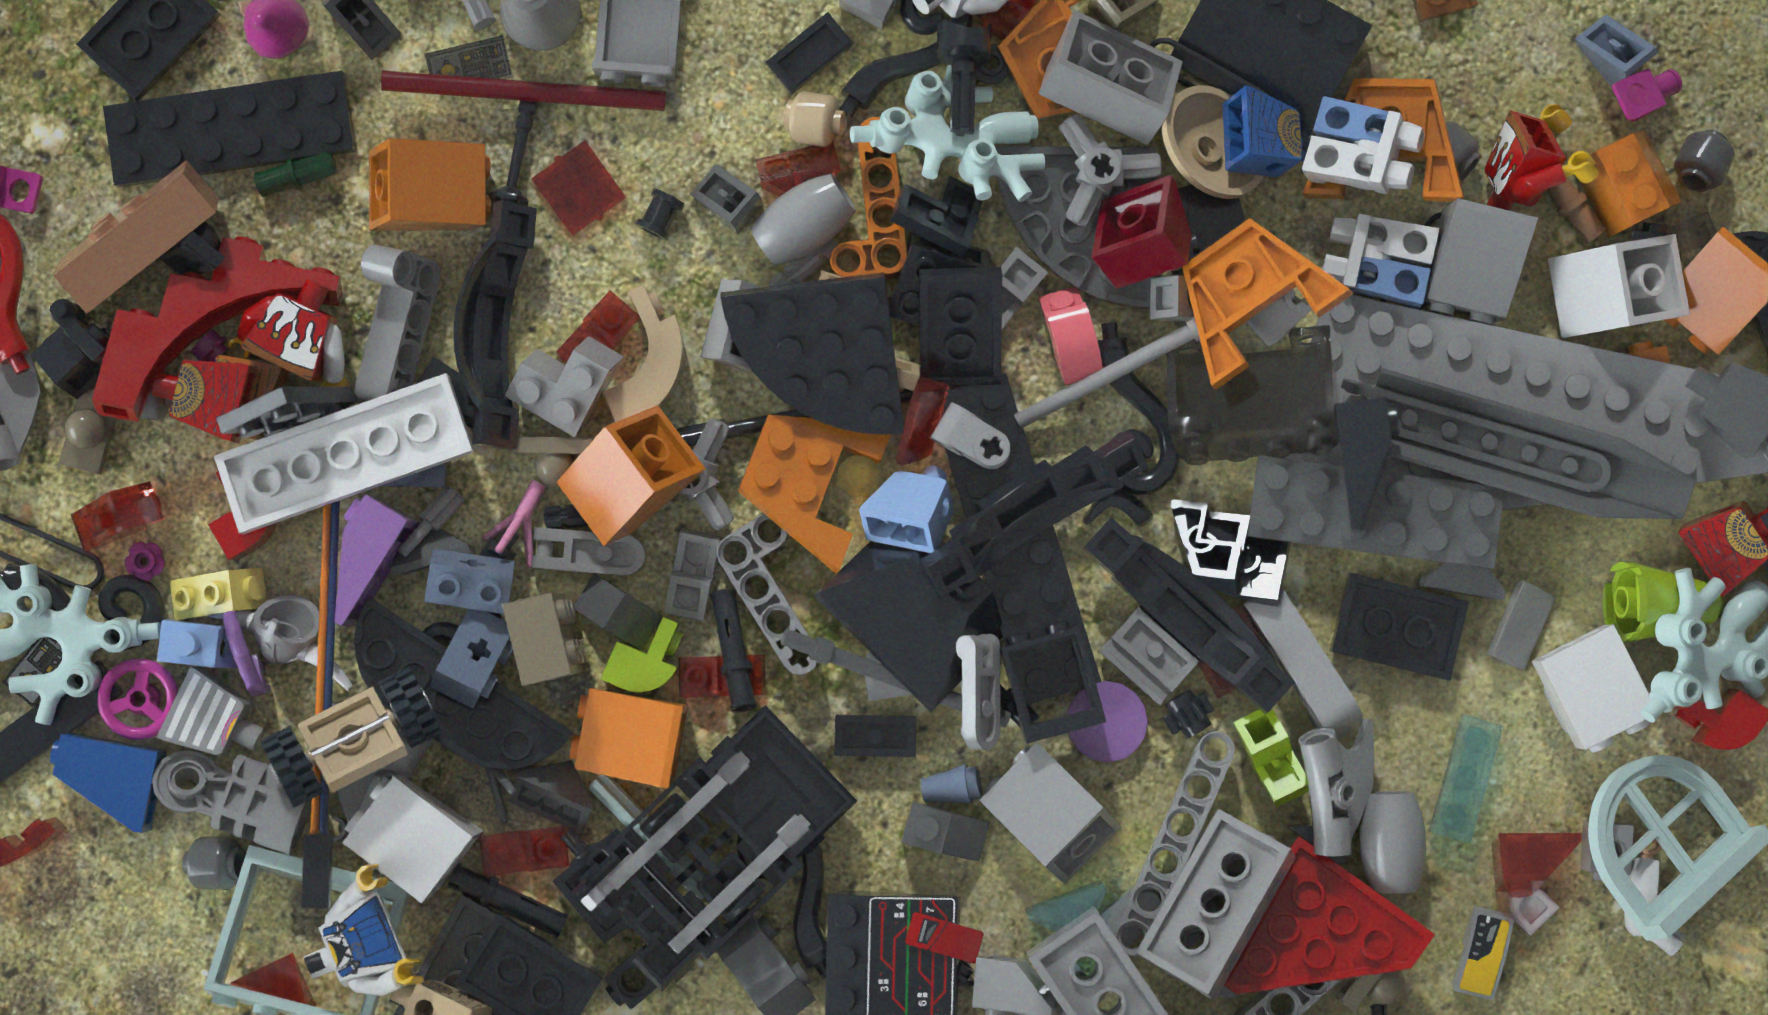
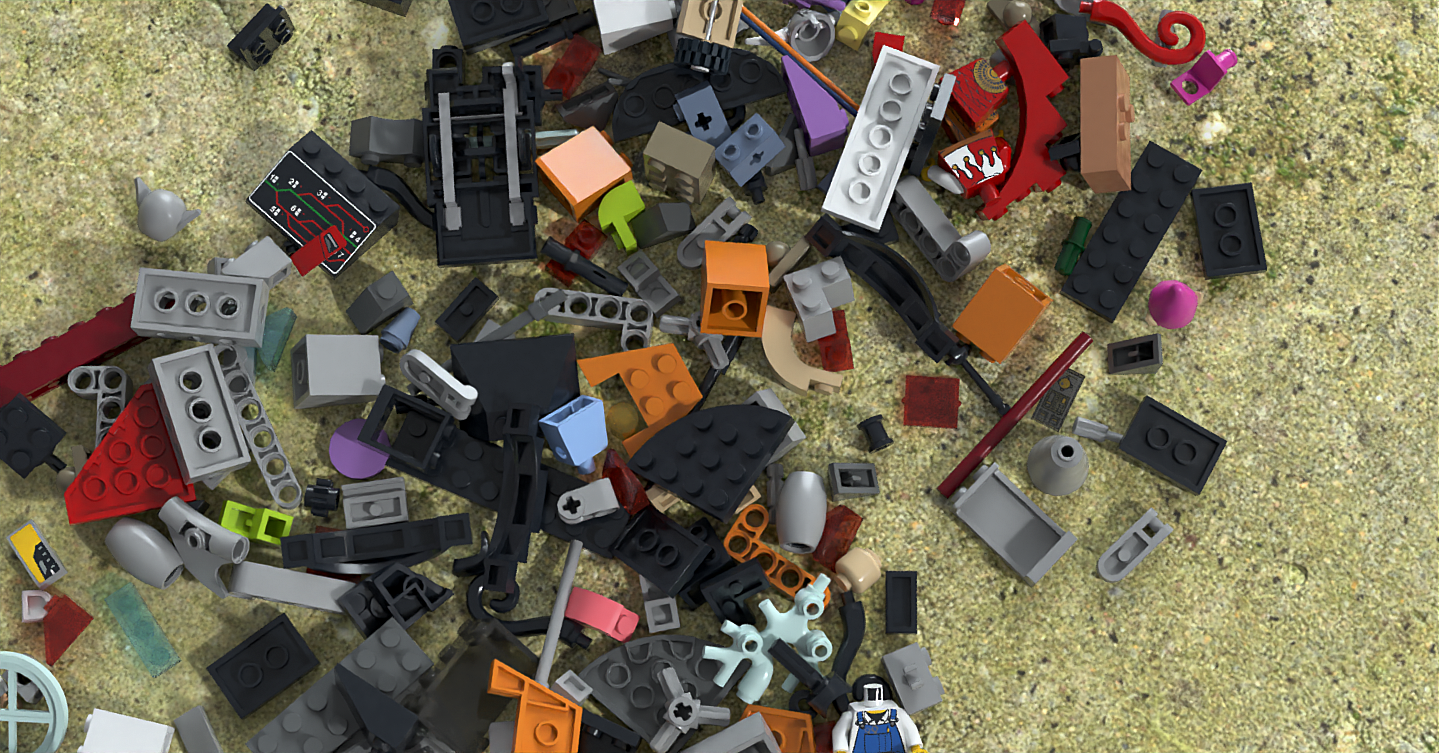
camera: 135 degrees right, 10 degrees down
(210, 347) = (1008, 119): magenta plate -> none
(512, 522) = (765, 210): bright pink plant -> none
(1142, 233) = (622, 701): dark red slope -> none
(1463, 580) = (254, 723): dark grey slope -> none

